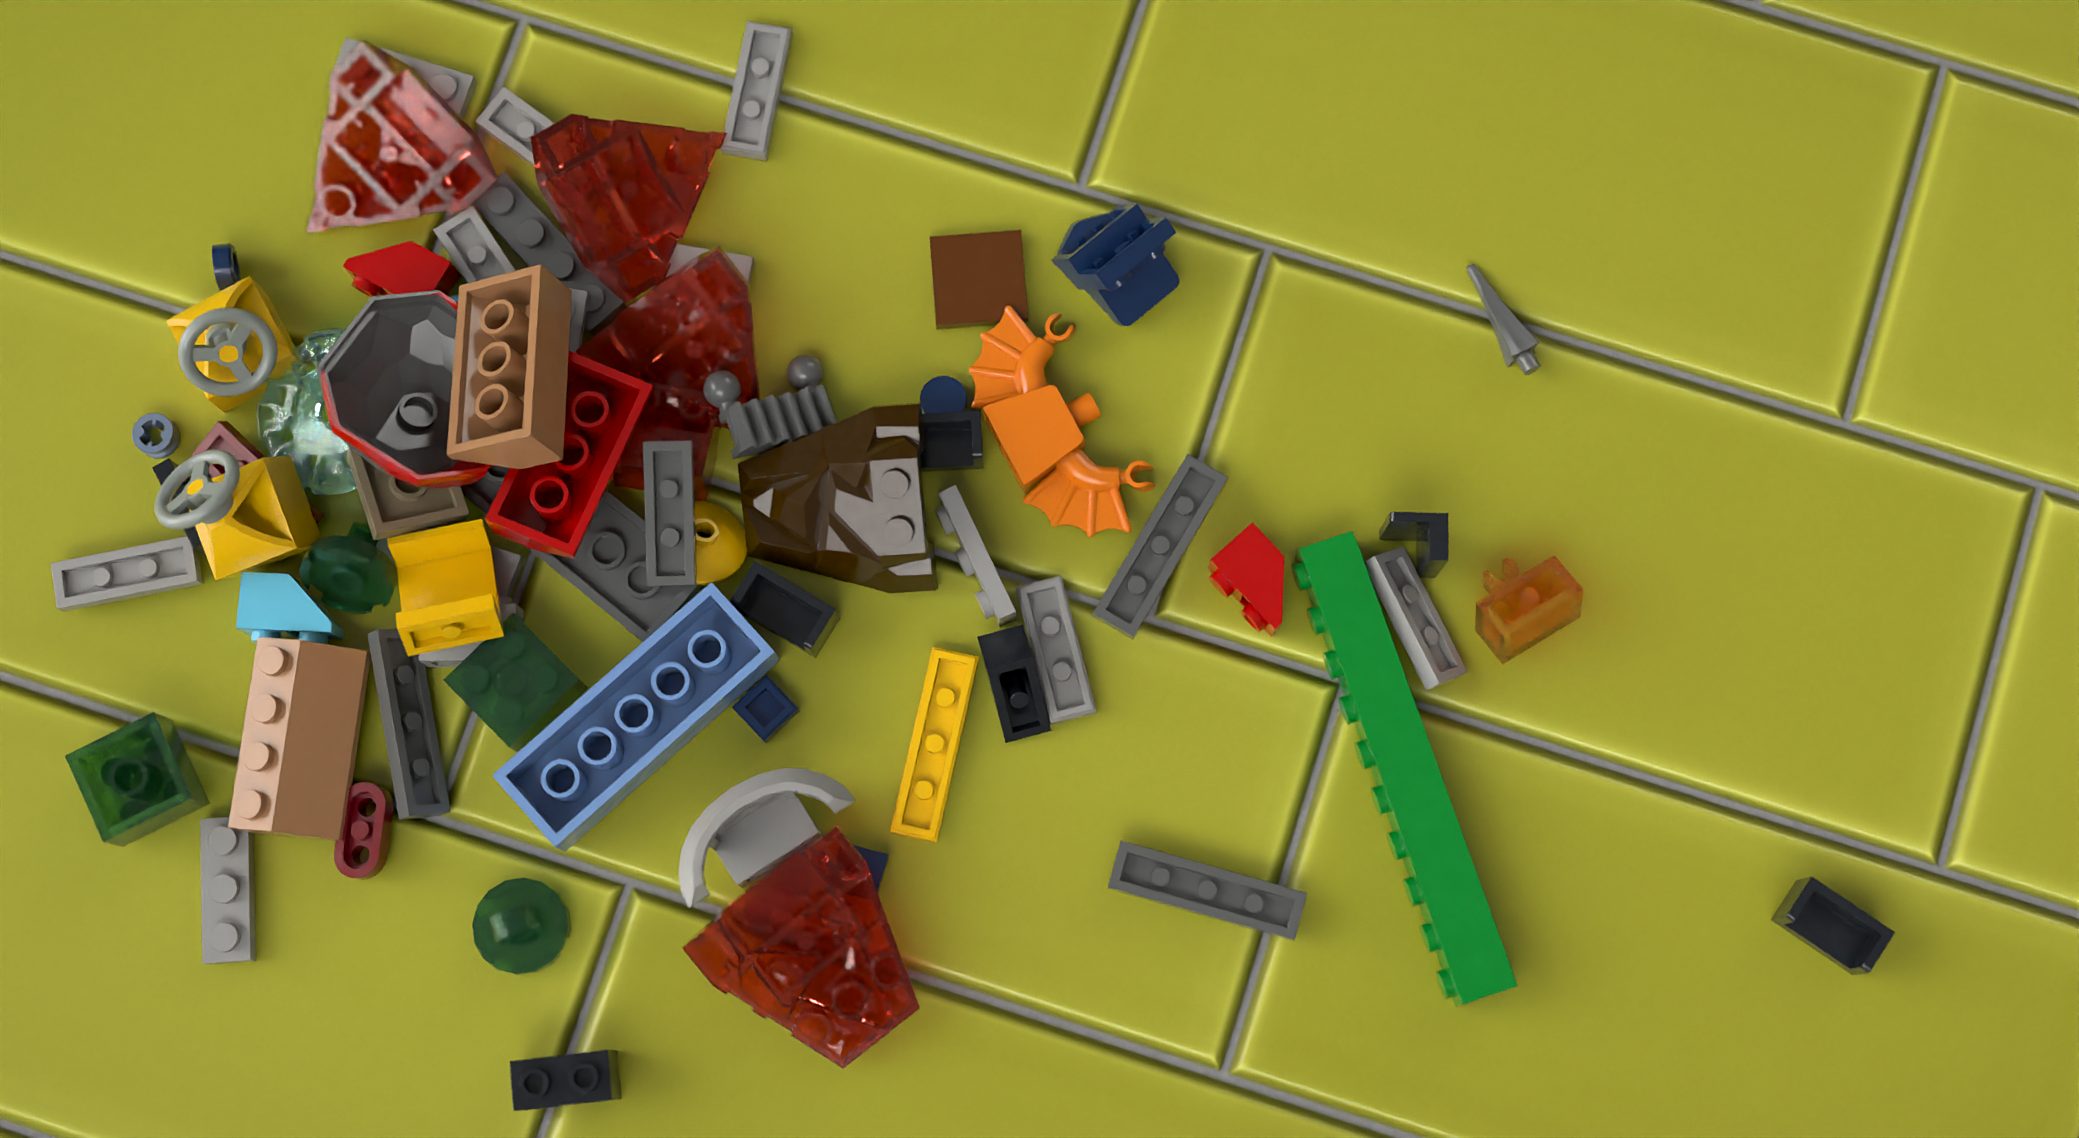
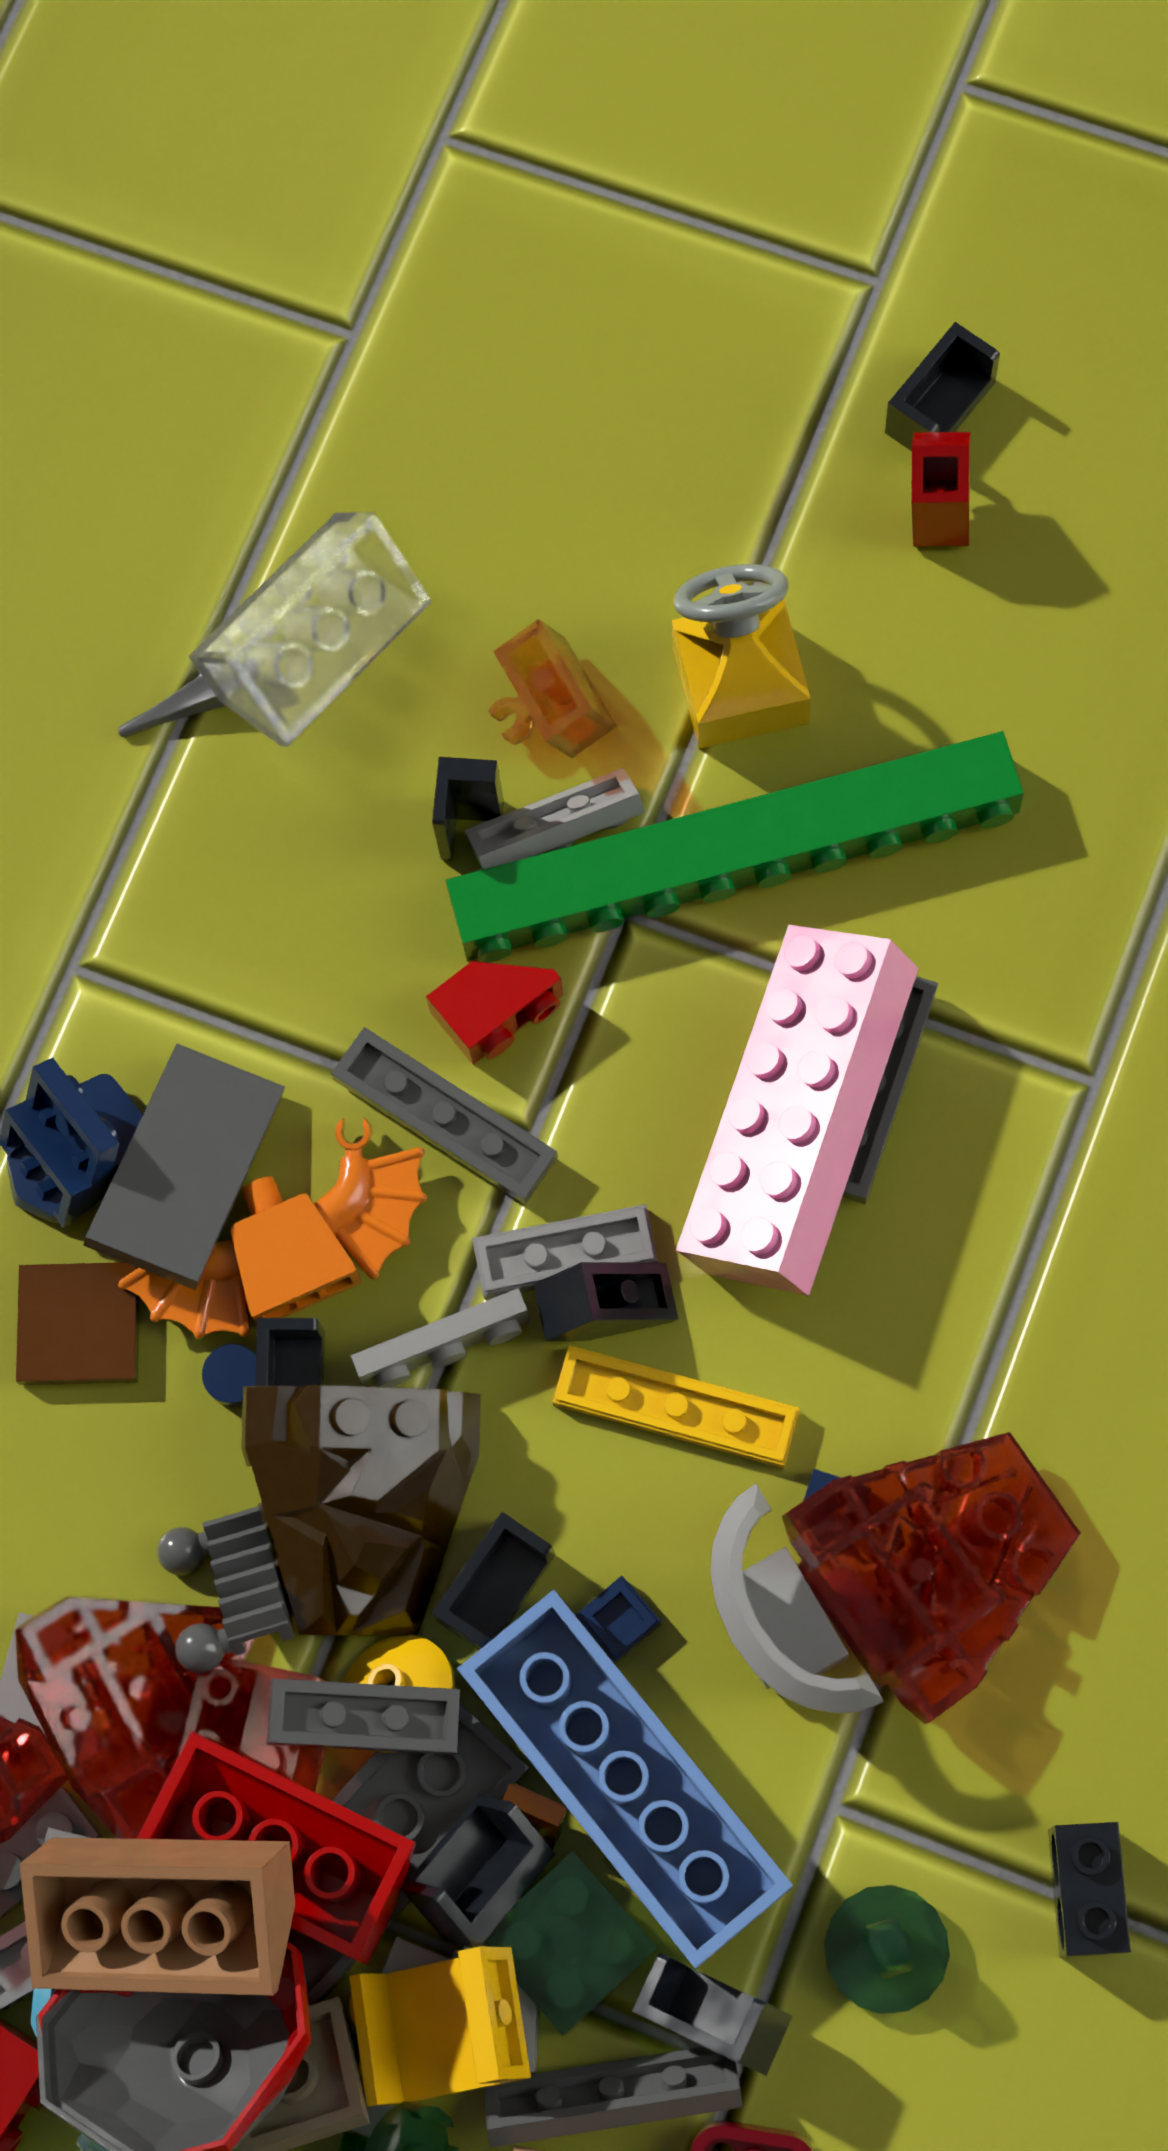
camera: 80 degrees left, 5 degrees down
(462, 792) = (712, 2014): none -> black panel
(562, 609) = (478, 1871): none -> black panel
(610, 648) = (540, 1811): none -> reddish brown tile
(1102, 346) = (184, 1167): none -> dark grey tile
(1177, 827) = (798, 1109): none -> brick
(1567, 408) = (312, 626): none -> clear slope
(1568, 759) = (738, 655): none -> yellow piece
(1739, 925) = (941, 488): none -> red slope

